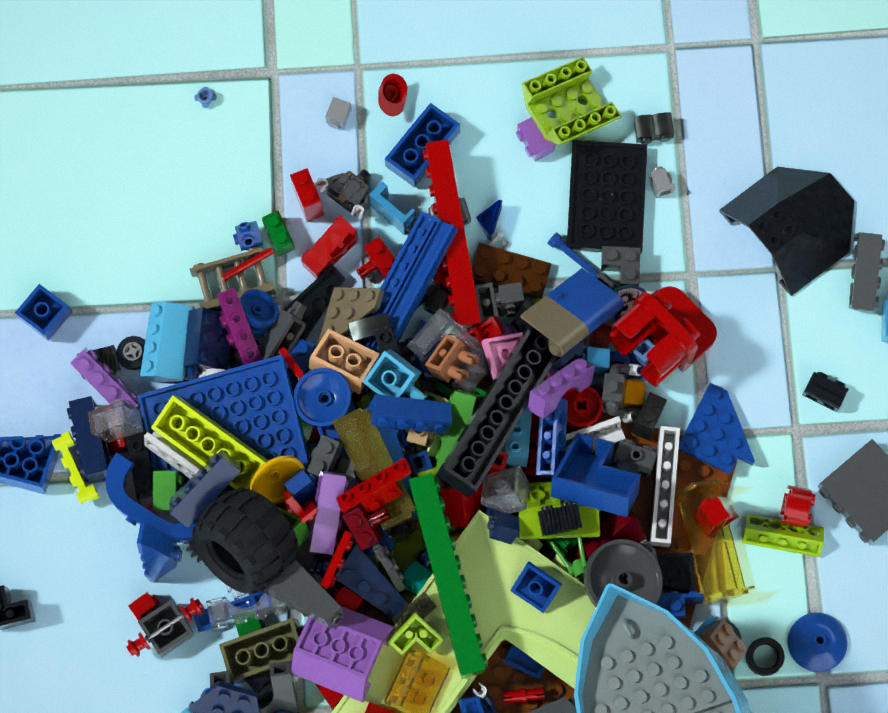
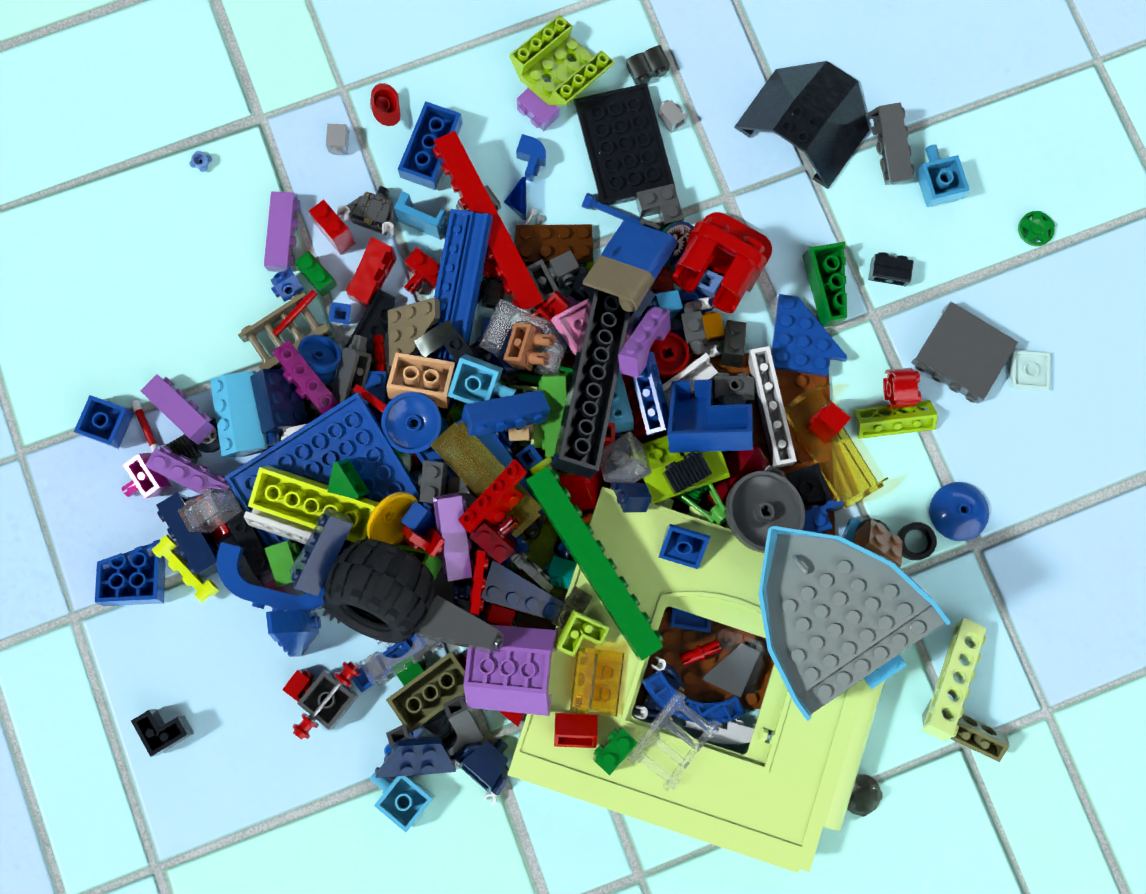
camera: 25 degrees left, 5 degrees up
(64, 374) = (144, 479): none -> dark pink brick
(78, 326) = (144, 424): none -> red bar
(113, 320) = (178, 409): none -> medium lavender brick
(246, 431) = (346, 480): none -> green slope
(258, 184) = (281, 231): none -> medium lavender brick
(288, 276) = (339, 313): none -> blue brick
(314, 324) = (379, 352): none -> red axle
(518, 179) = (534, 153): none -> blue brick
(759, 383) = (827, 281): none -> green wedge

